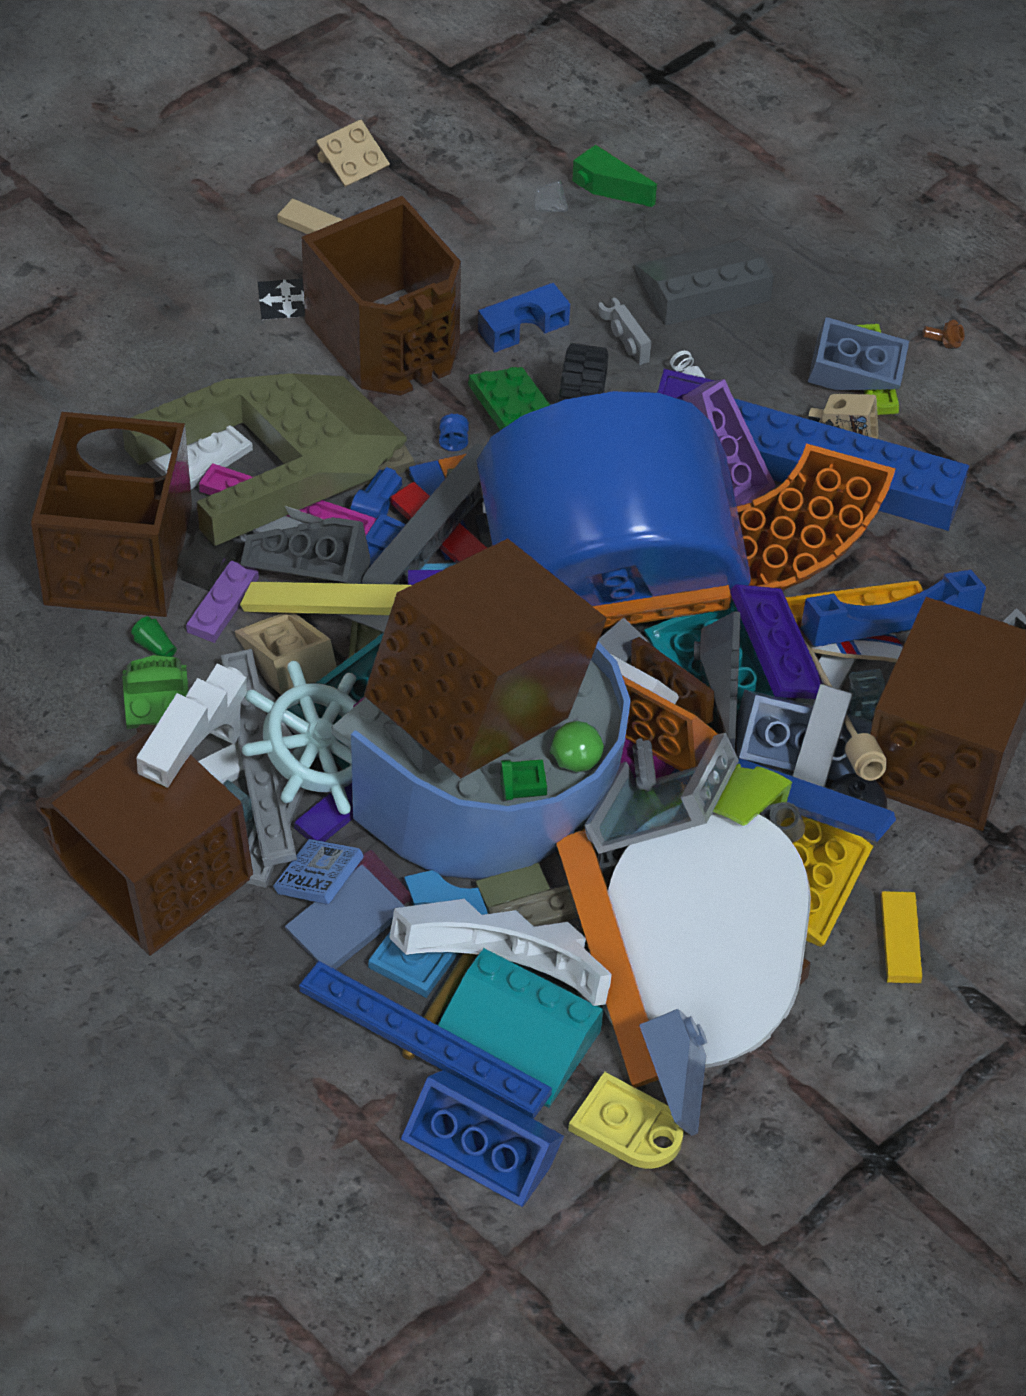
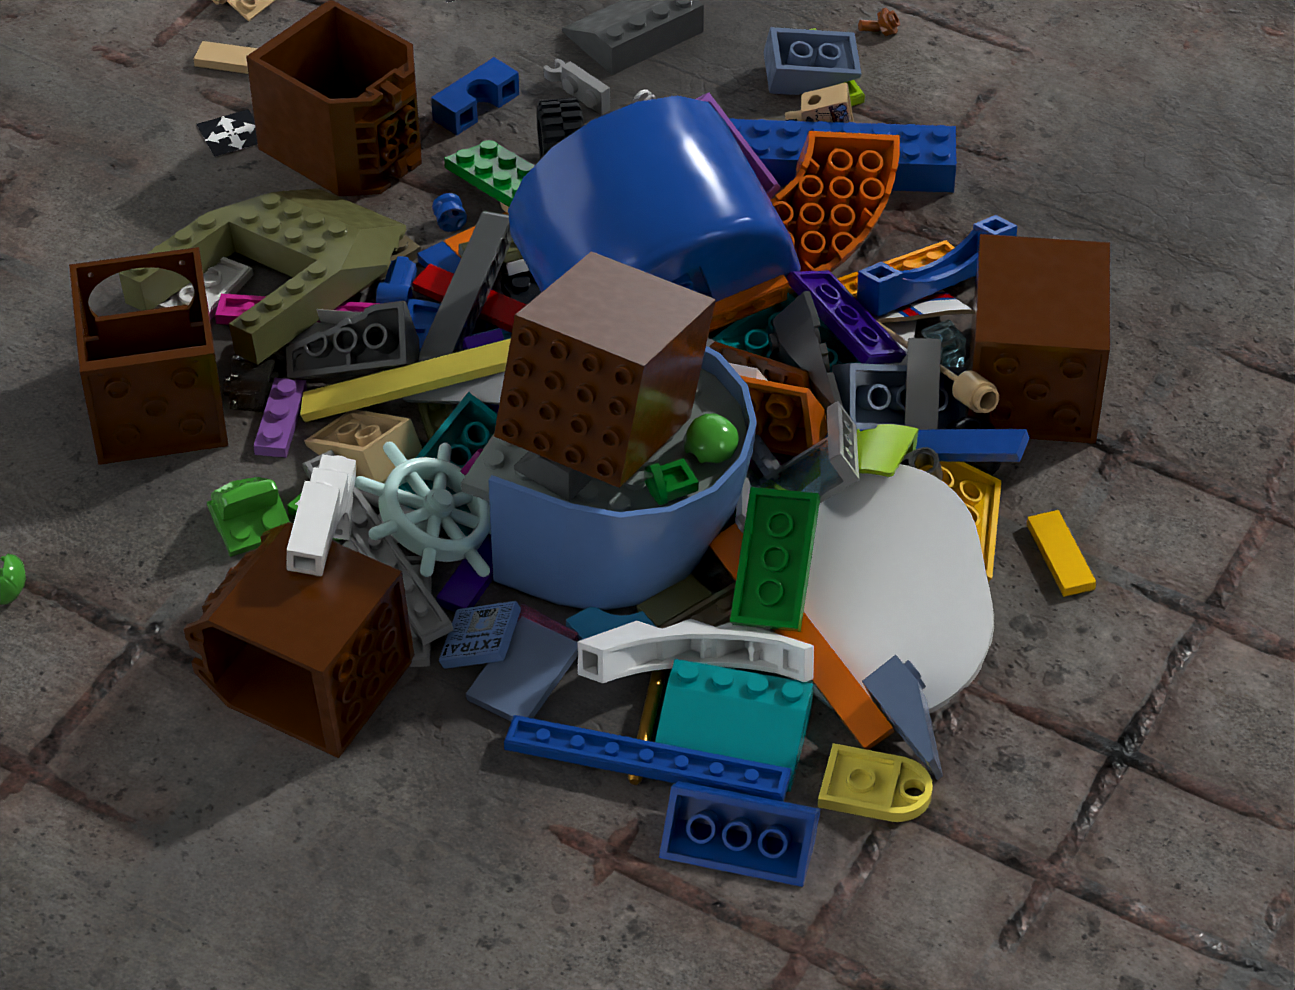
camera: 15 degrees left, 5 degrees down
(151, 636) = (224, 465): green cone -> none
(414, 971) = (604, 701): dark azure tile -> none
(606, 877) = (775, 559): none -> green plate

